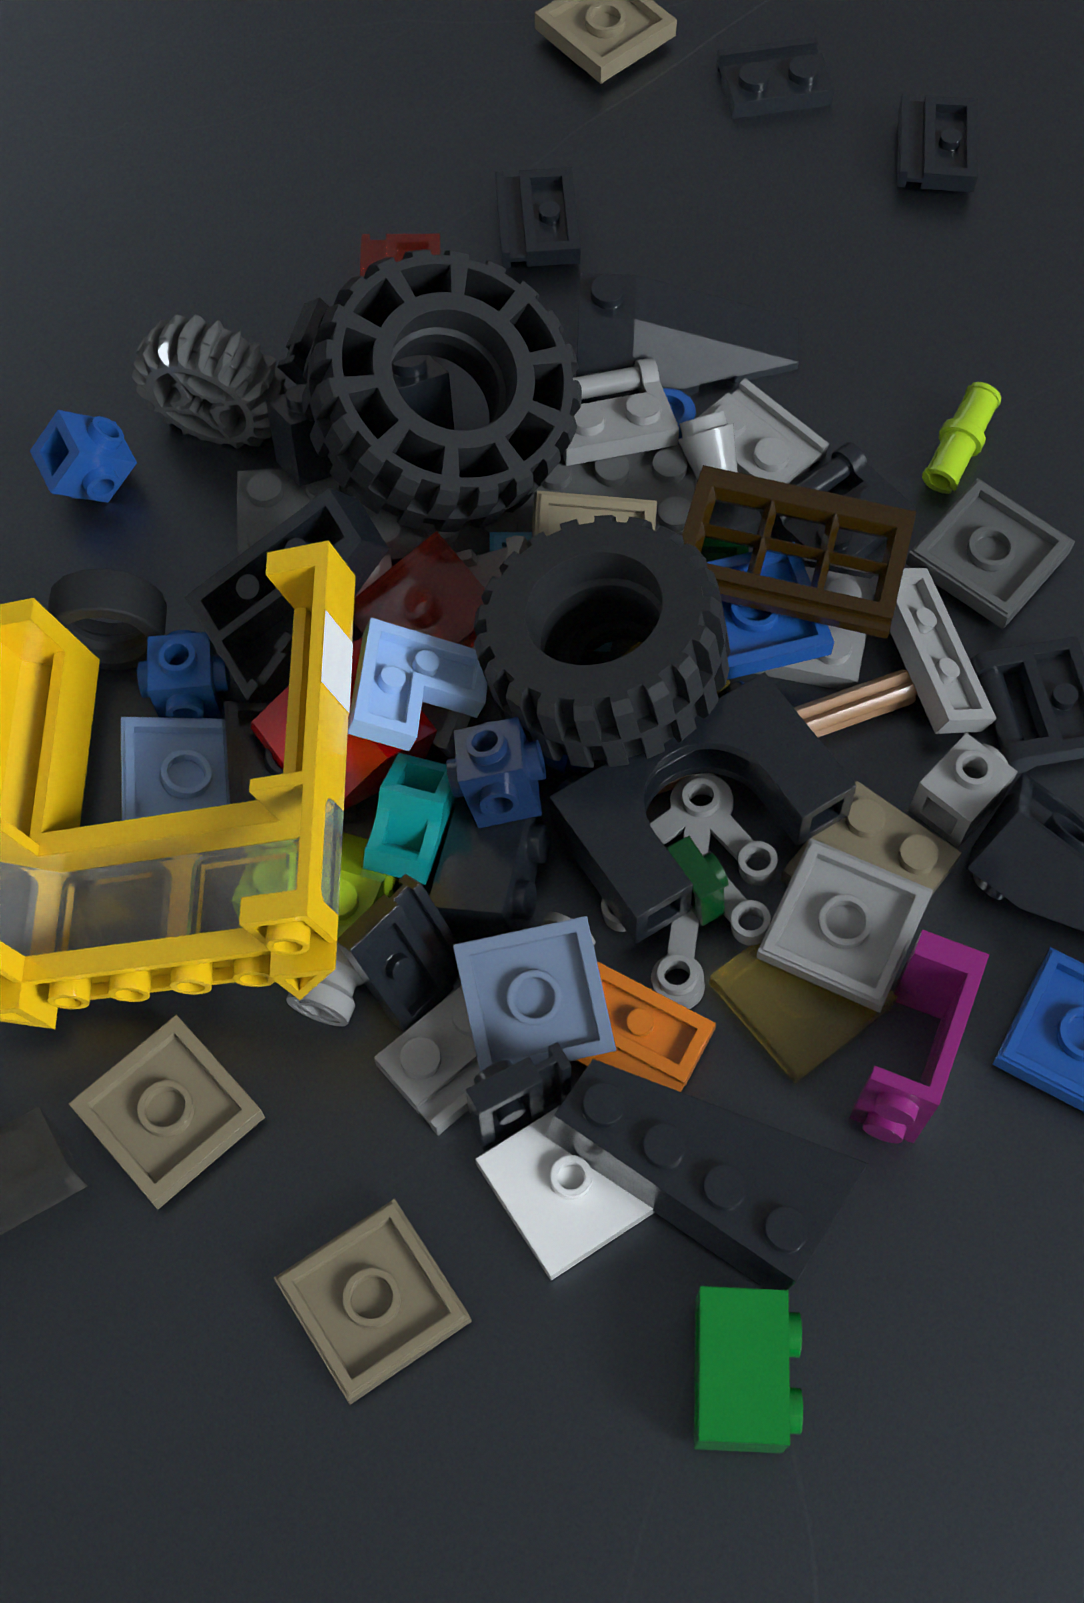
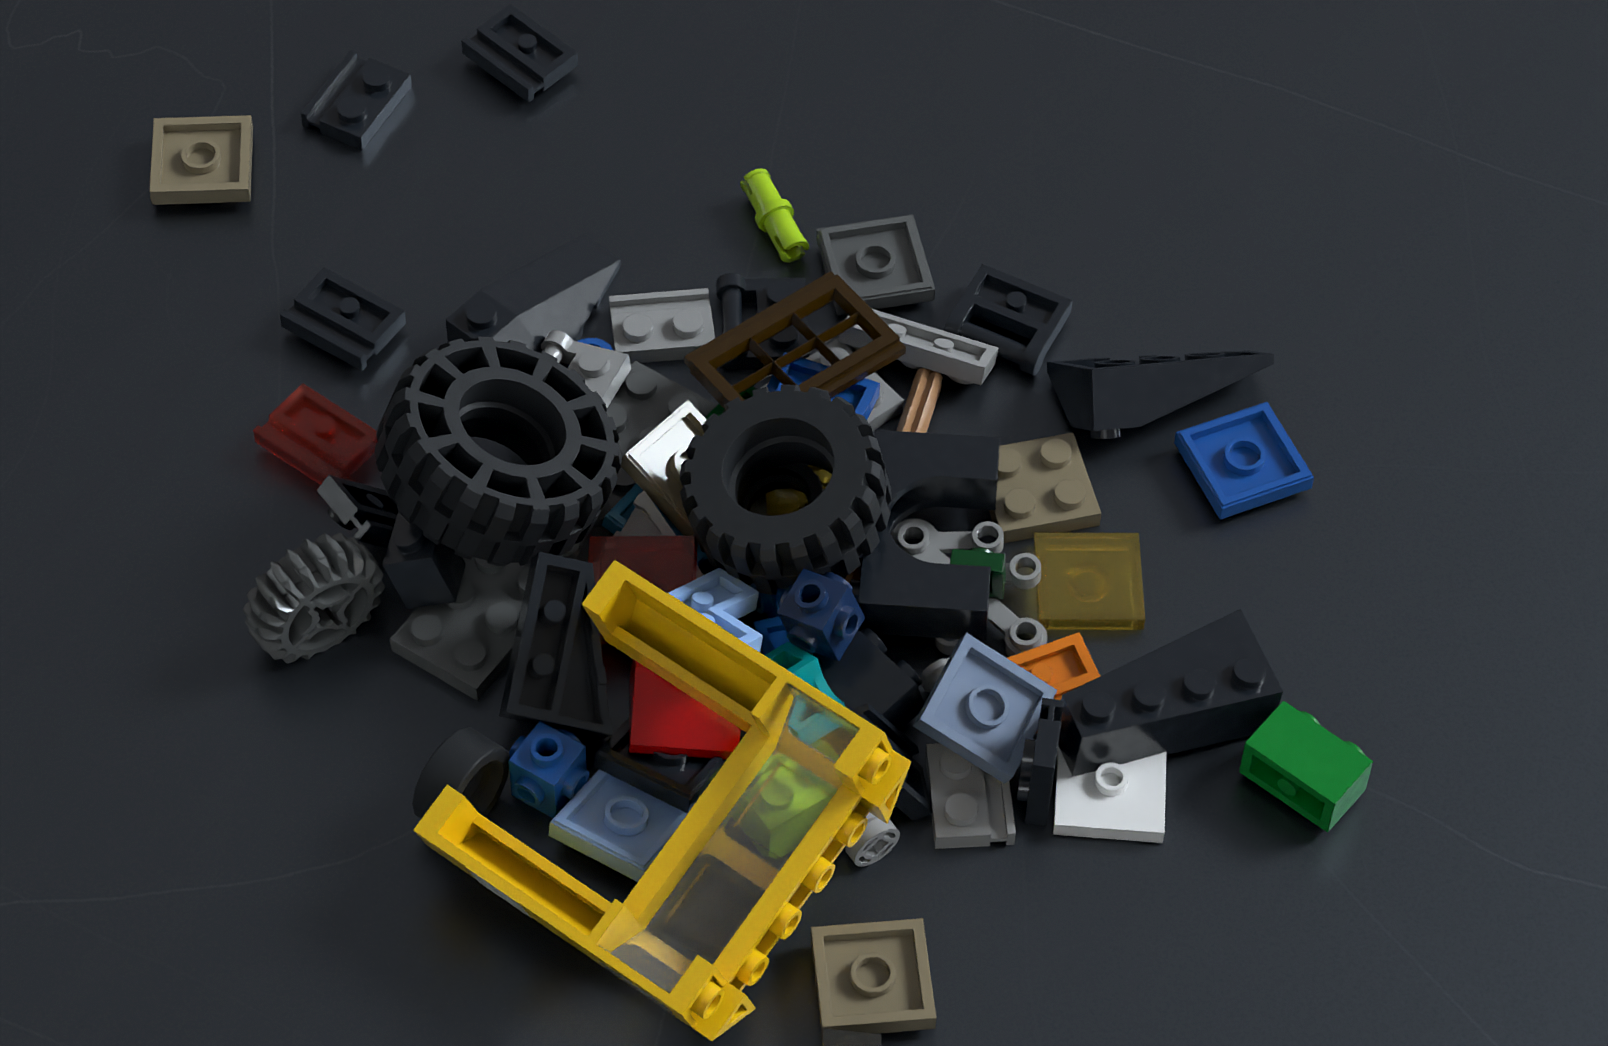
camera: 55 degrees left, 10 degrees down
(83, 456) = (279, 727): blue brick -> none
(372, 1300) = (1100, 939): dark tan plate -> none
(709, 442) = (657, 352): light grey cone -> none
(844, 924) = (1073, 520): light grey plate -> none
(943, 983) = (1171, 495): magenta panel -> none
(962, 789) = (1032, 399): light grey brick -> none

